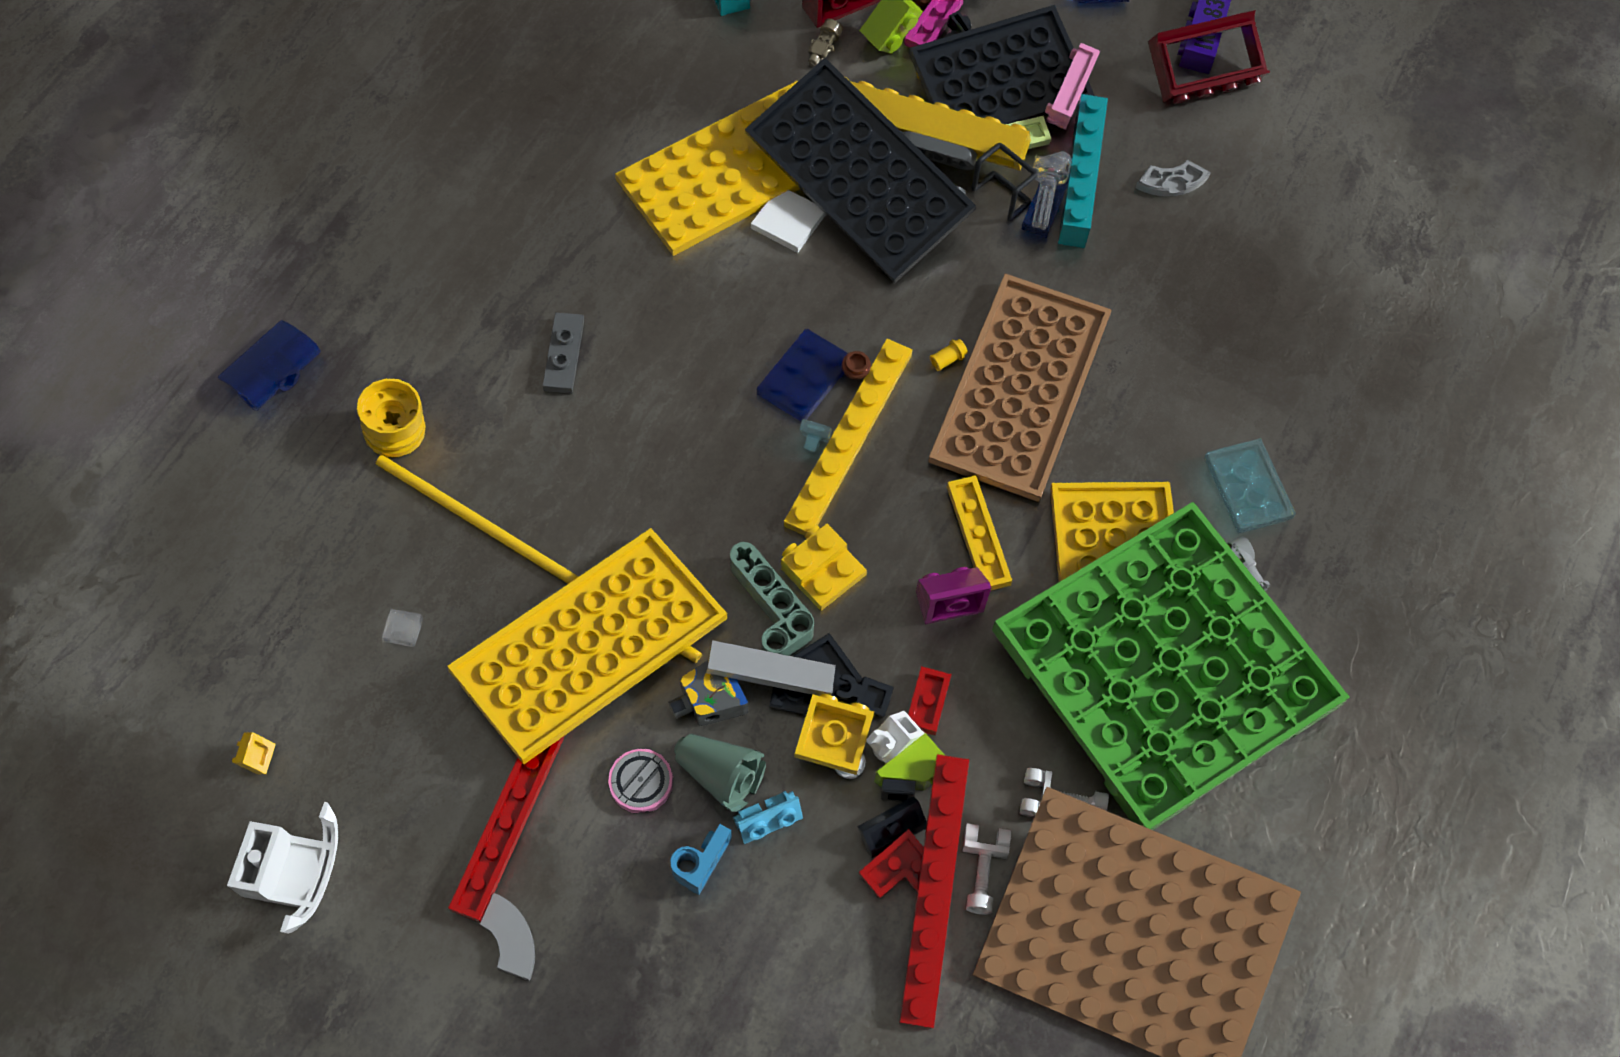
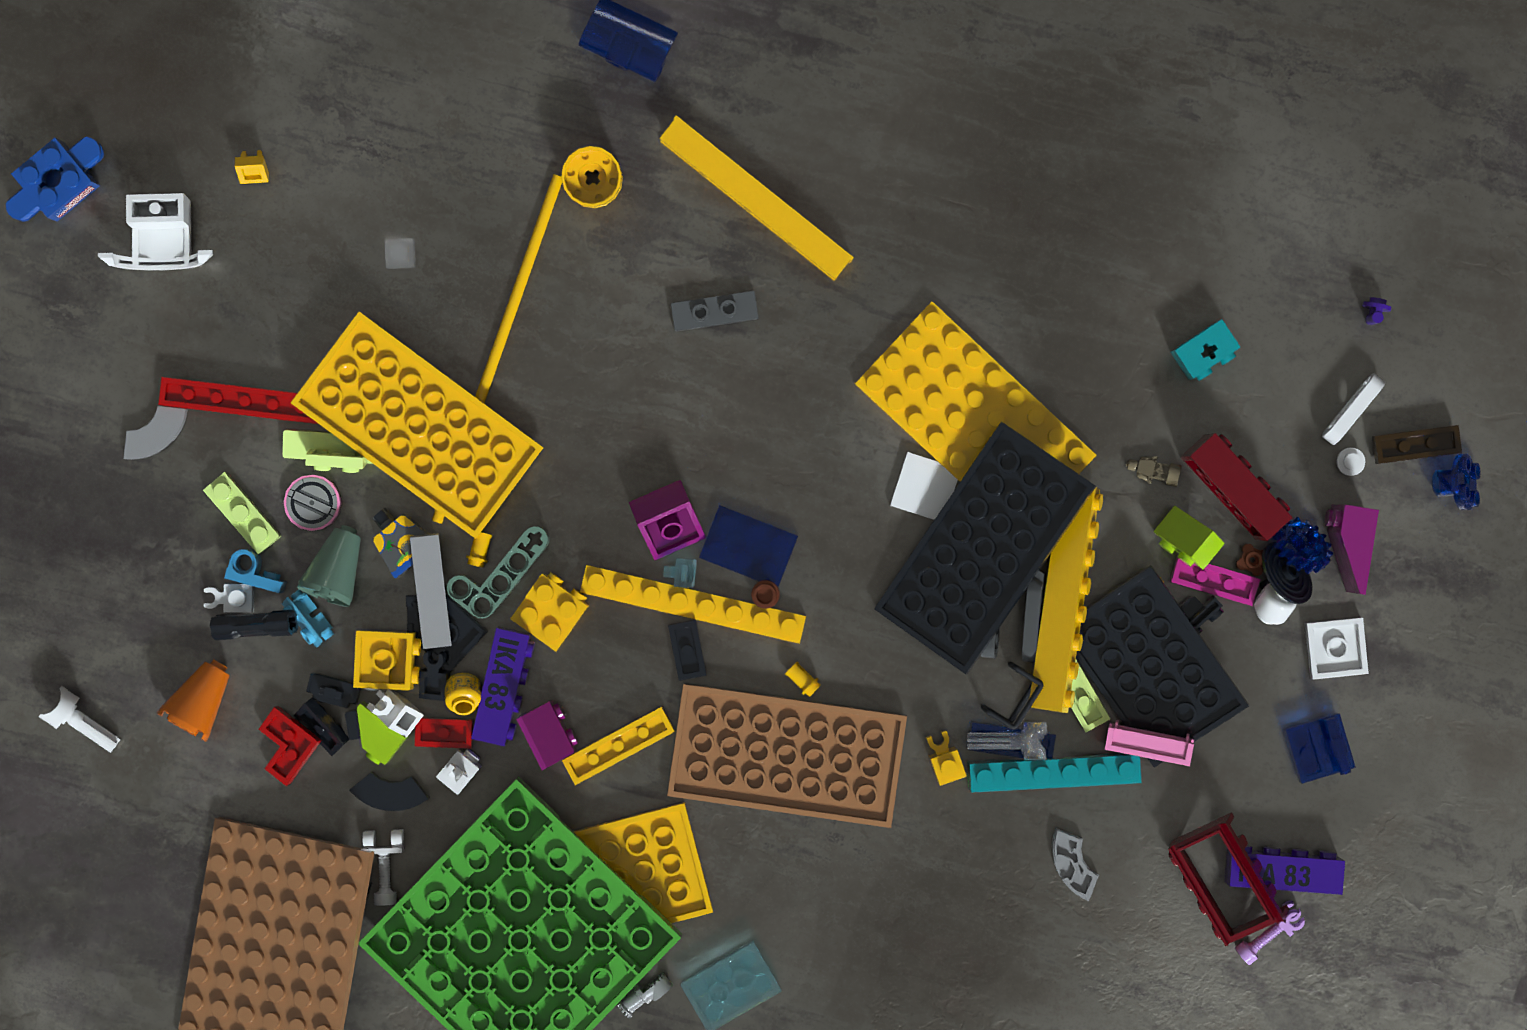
camera: 80 degrees right, 25 degrees up
(179, 975) = (55, 179): none -> blue brick
(465, 291) = (755, 198): none -> yellow tile
(584, 750) = (321, 450): none -> yellowish green bracket
(629, 861) = (242, 513): none -> yellowish green plate
(724, 893) = (235, 598): none -> white plate
(742, 621) = (479, 550): none -> yellow pin
(756, 891) = (248, 625): none -> black axle
(757, 434) = (667, 520): none -> magenta slope
(833, 957) = (197, 700): none -> orange cone
(854, 805) = (332, 690): none -> black piece
(890, 628) = (502, 685): none -> dark purple brick
(890, 665) = (463, 693): none -> yellow head
(895, 448) = (687, 650): none -> black plate
(934, 892) = (274, 773): red plate -> none
(973, 692) = (459, 770): none -> white brick
(979, 901) = (277, 812): white bar -> none
(984, 775) = (389, 795): none -> black tile
(1057, 252) = (945, 761): none -> yellow brick
(1276, 64) = (1249, 951): none -> lavender bar

